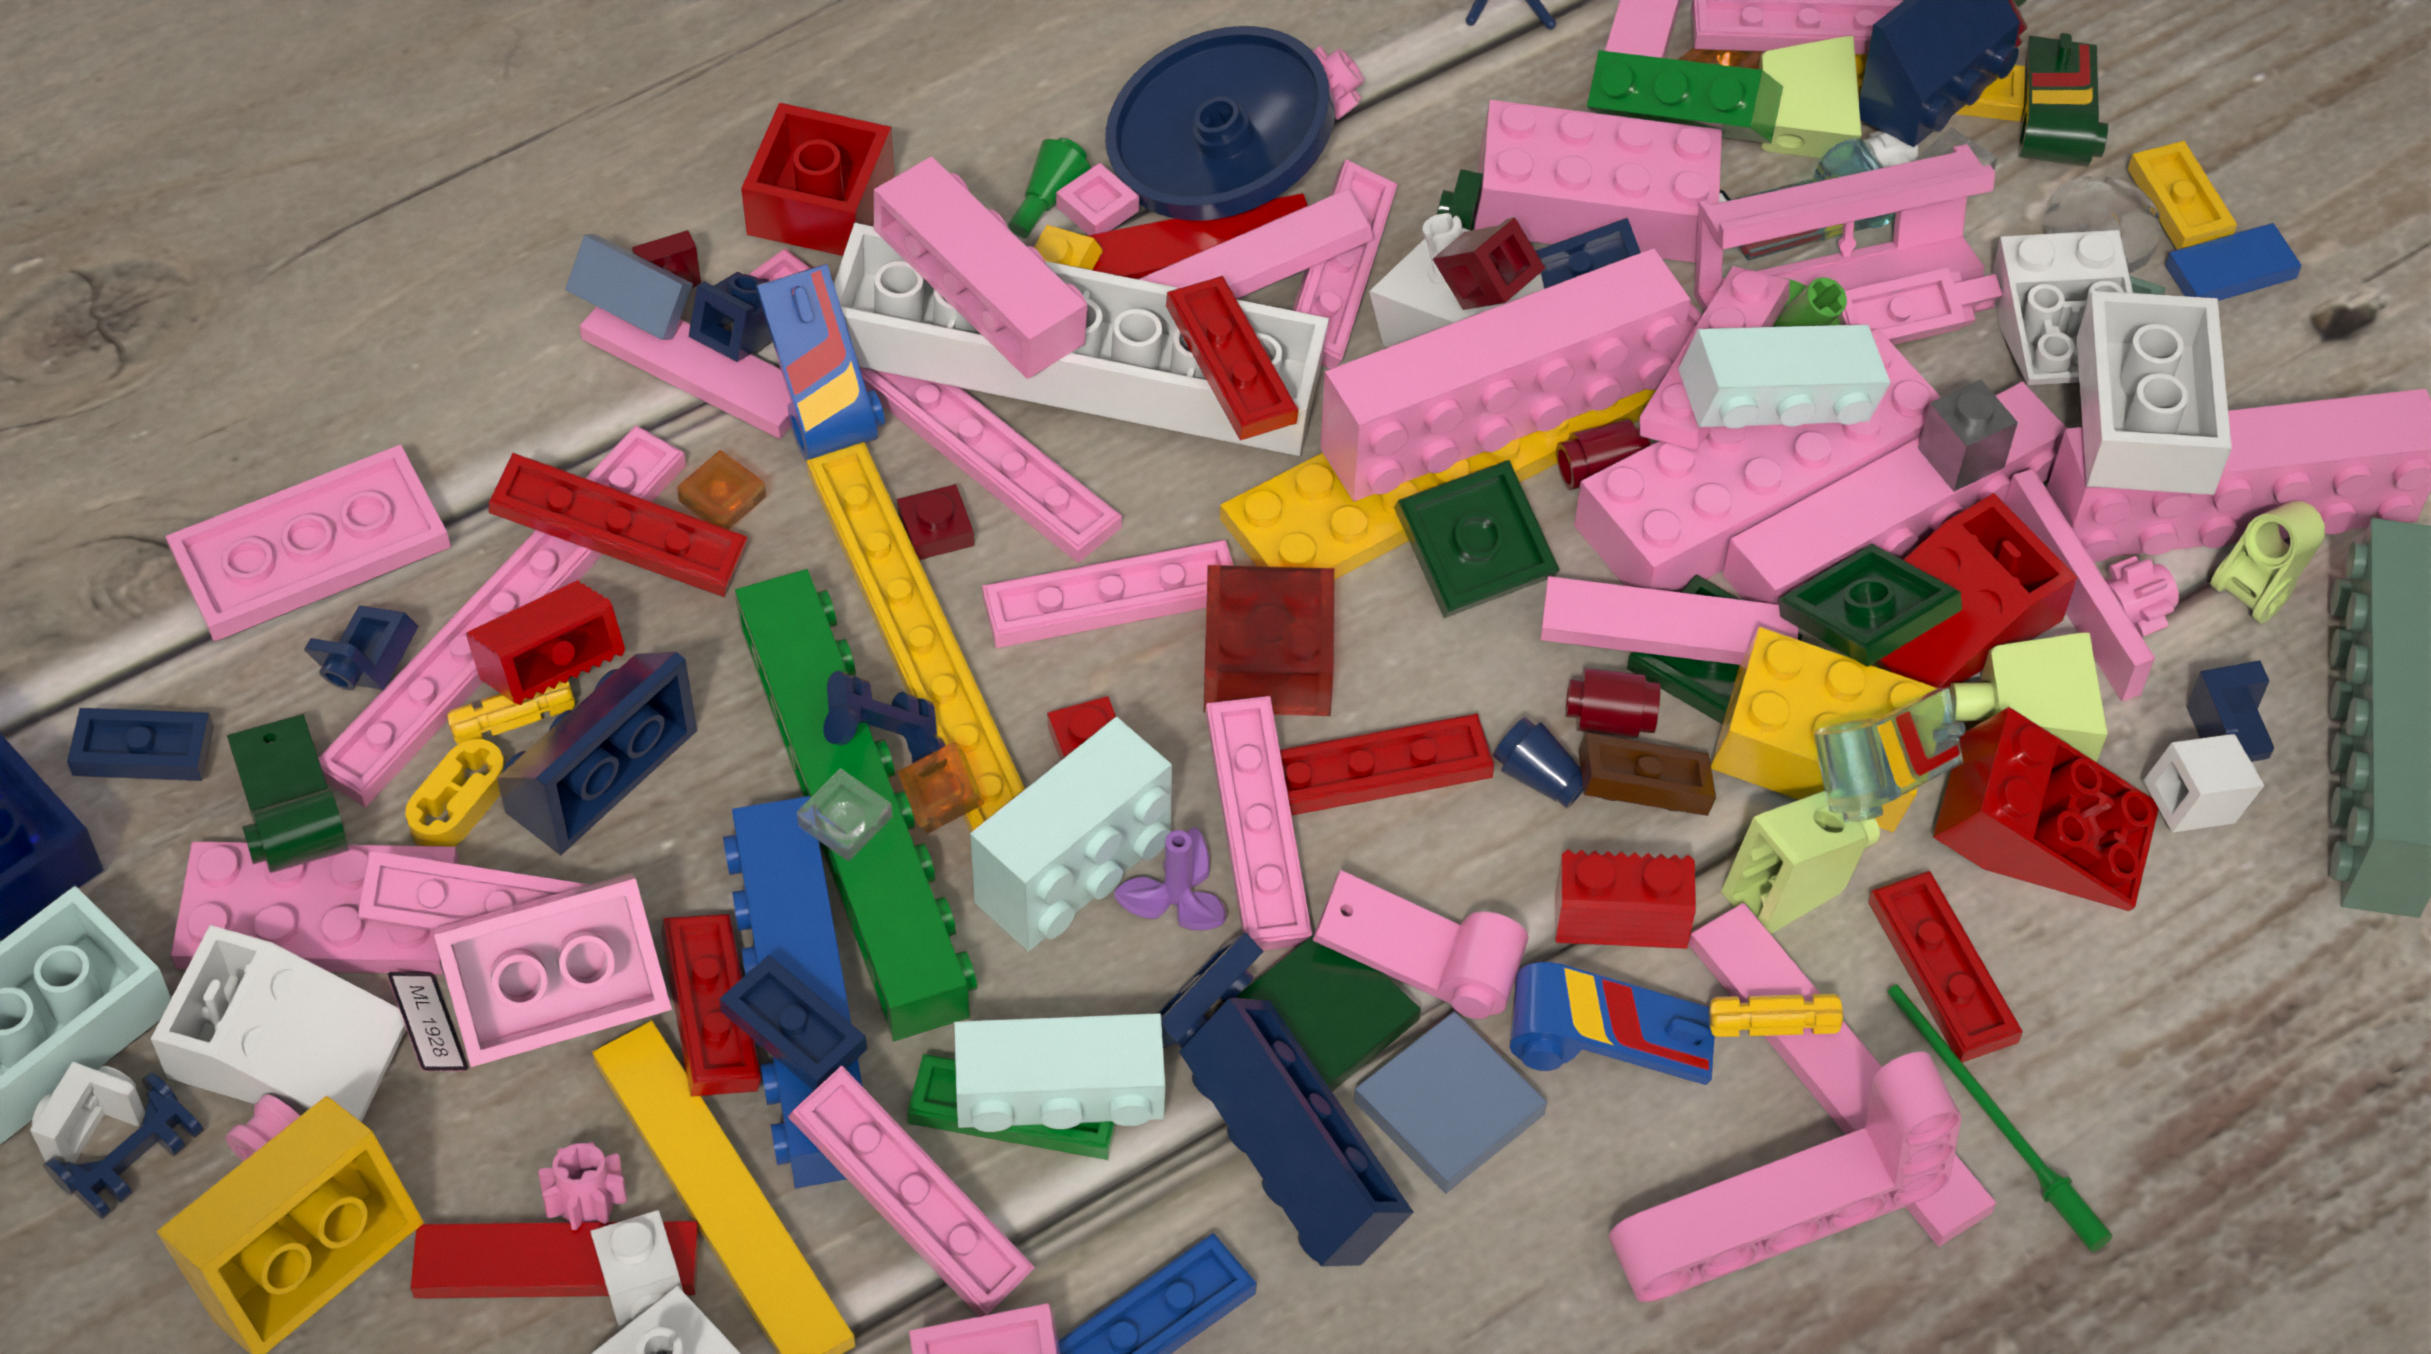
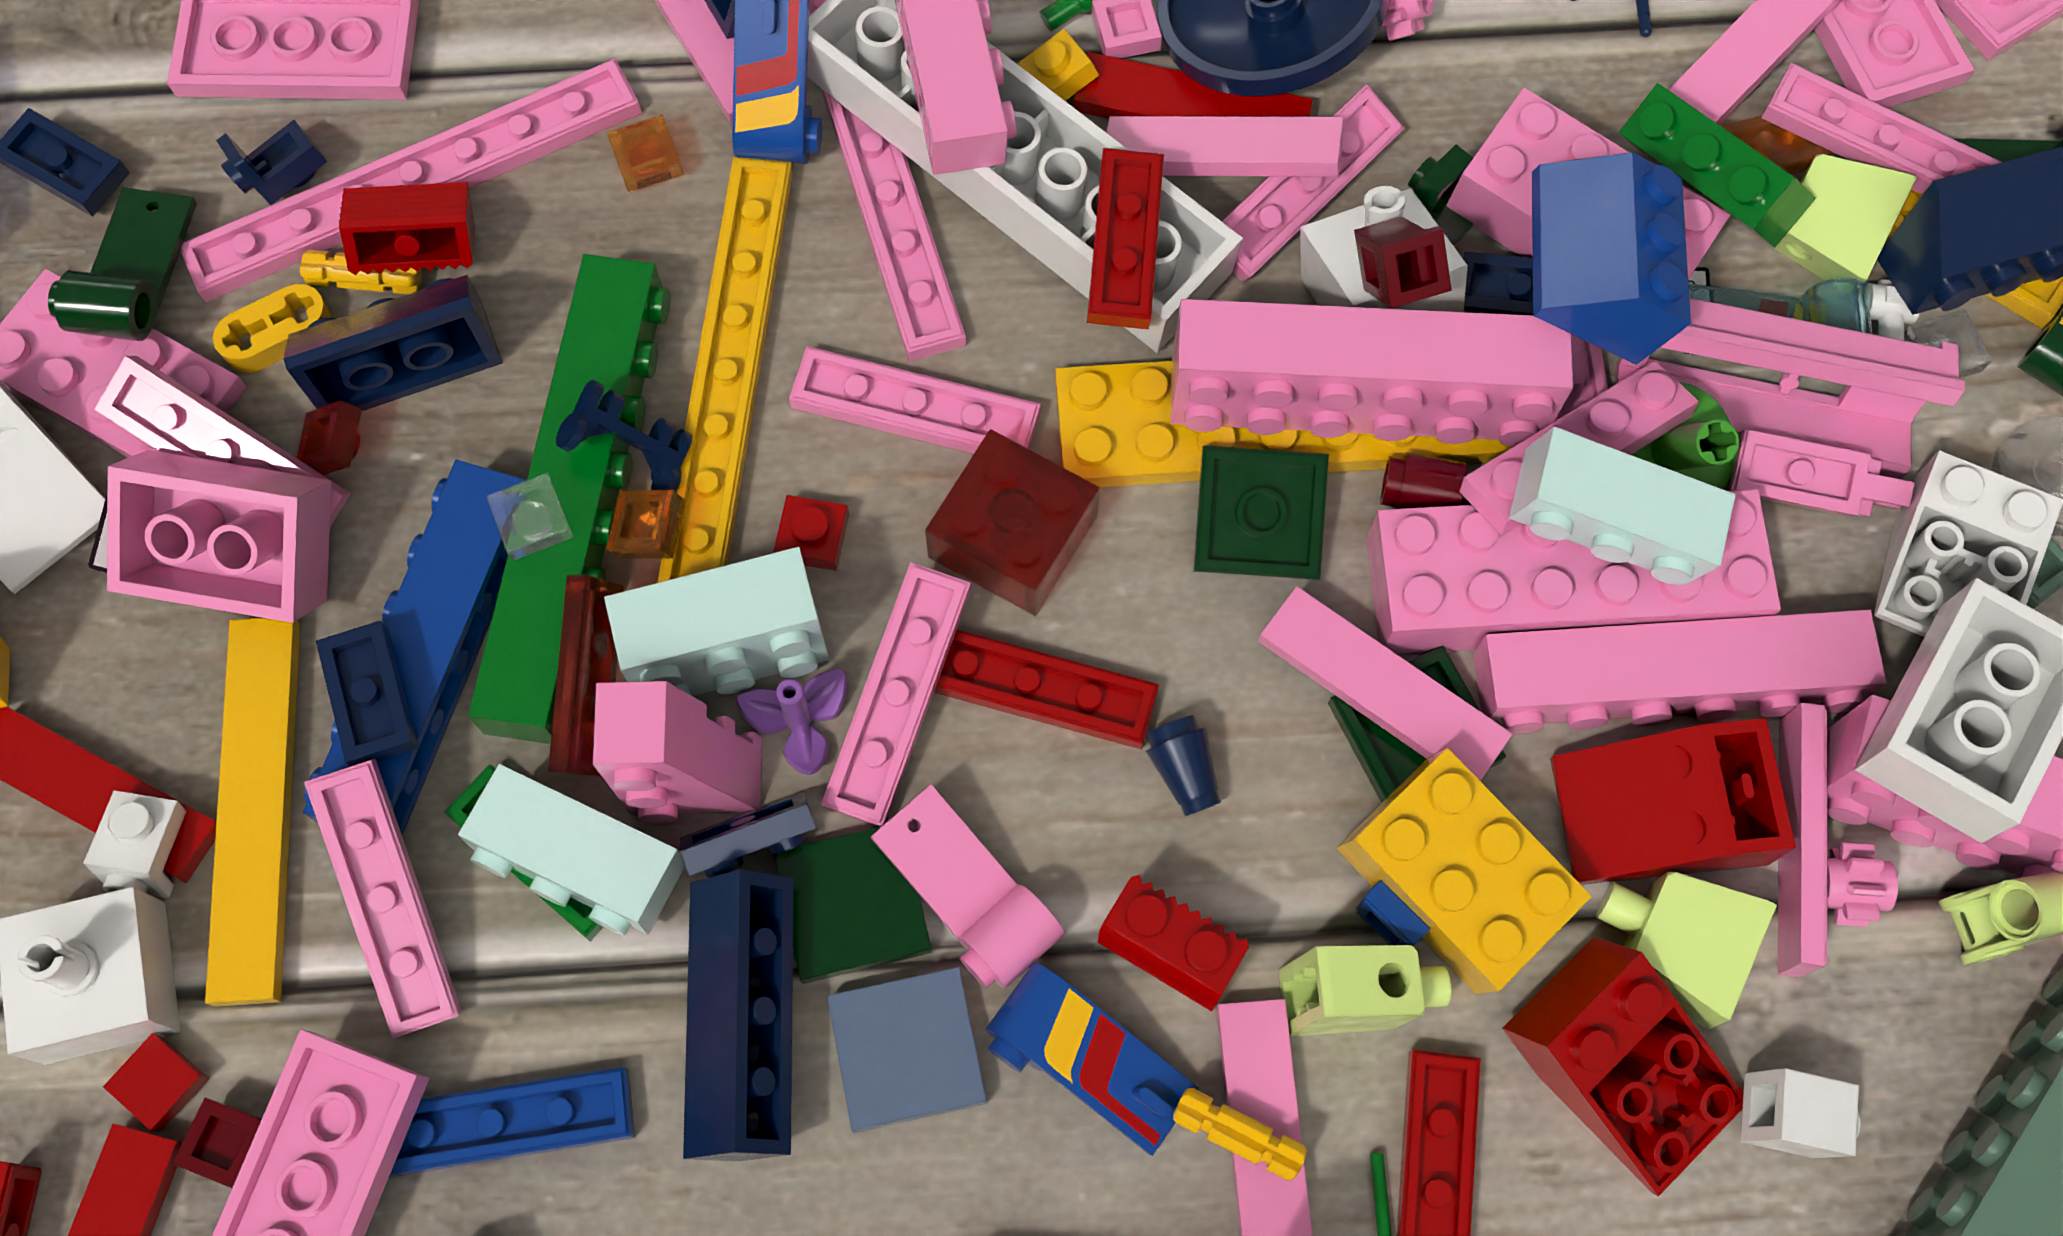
camera: 30 degrees right, 15 degrees up
(582, 1185) = (141, 741): bright pink gear -> none
(585, 851) = (330, 437): none -> clear red plate
(617, 524) = (539, 144): red tile -> none
(700, 971) = (353, 598): red tile -> none
(936, 522) = (807, 266): dark red plate -> none
(973, 929) = (585, 659): none -> clear red tile
(1096, 944) = (669, 756): none -> bright pink wedge
(1613, 703) = (1285, 738): dark red brick -> none
(1646, 774) = (1271, 827): reddish brown plate -> none
(1656, 183) = (1610, 252): none -> blue slope
(1785, 786) = (1391, 917): none -> blue tile
(1870, 604) = (1574, 774): dark green tile -> none
(1887, 756) = (1465, 953): clear light blue door -> none
(1967, 435) = (1774, 647): flat silver brick -> none
(2228, 703) = (1873, 1050): dark blue panel -> none

